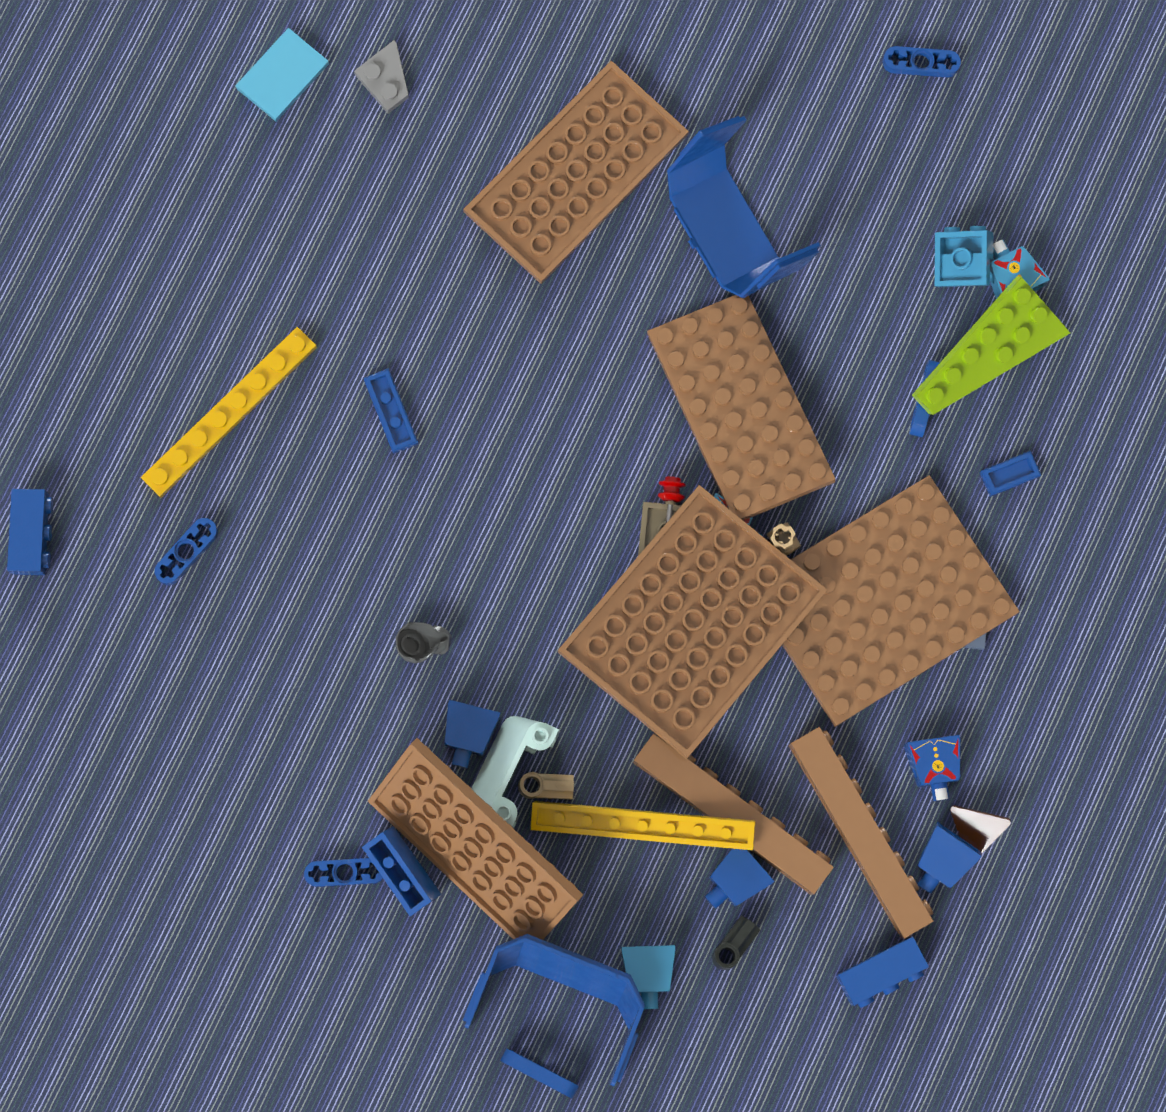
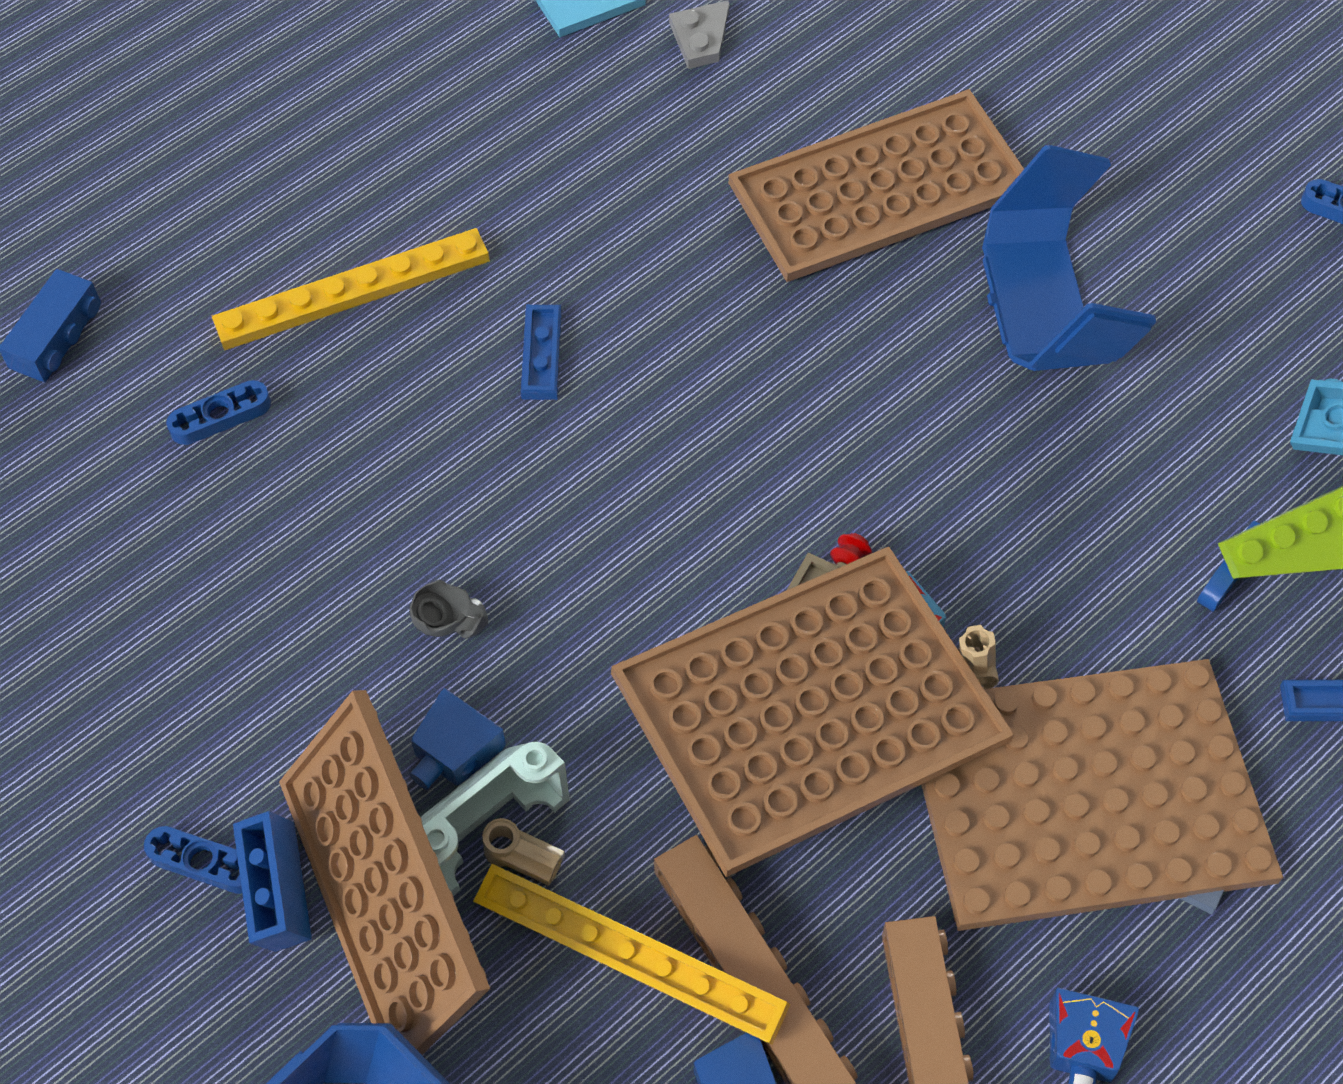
camera: 30 degrees right, 20 degrees down
(740, 407) = (982, 493): medium nougat plate -> none

